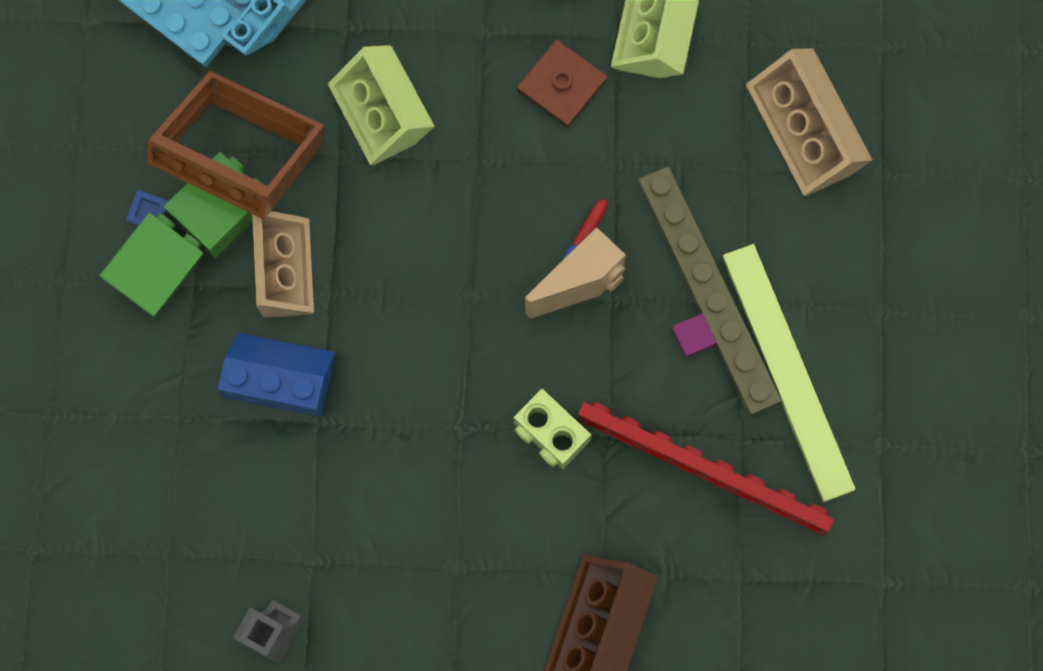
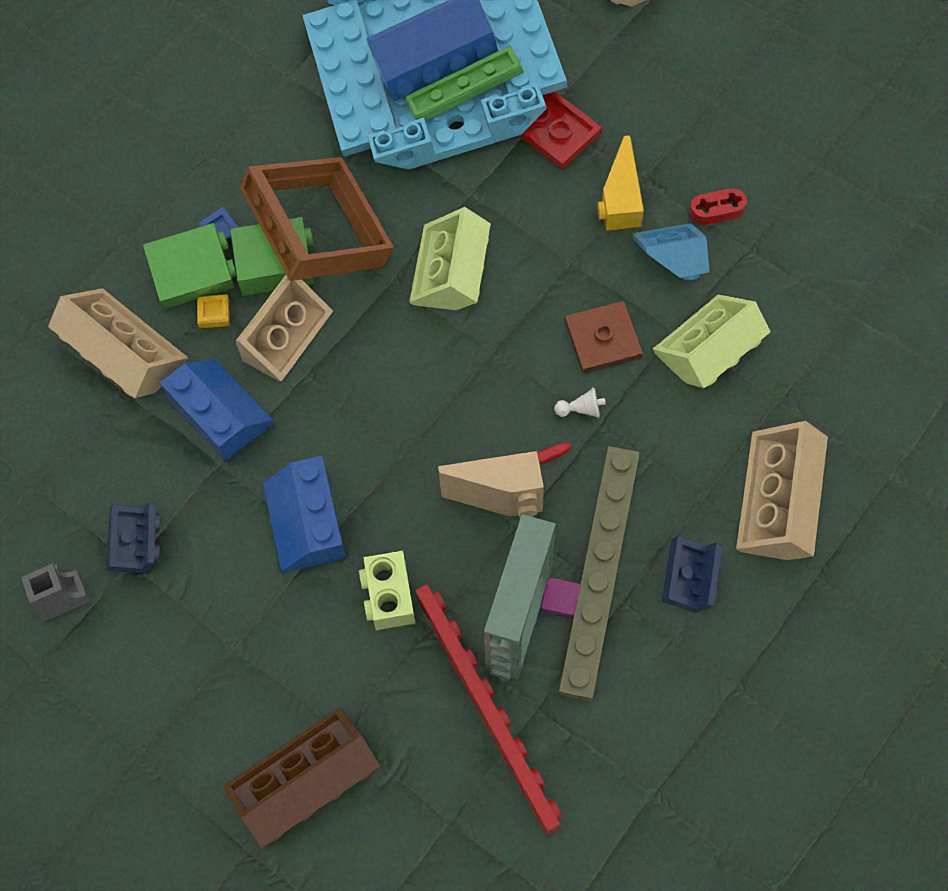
camera: 35 degrees right, 10 degrees down
(139, 378) = (115, 341): none -> tan slope
(202, 291) = (213, 311): none -> yellow tile
(299, 538) = (132, 538): none -> dark blue bracket
(430, 416) = (303, 515): none -> blue slope
(593, 154) = (585, 404): none -> white piece
(677, 361) = (519, 597): none -> sand green window
(787, 242) = (692, 574): none -> dark blue bracket
(788, 373) = (615, 684): yellowish green tile -> none

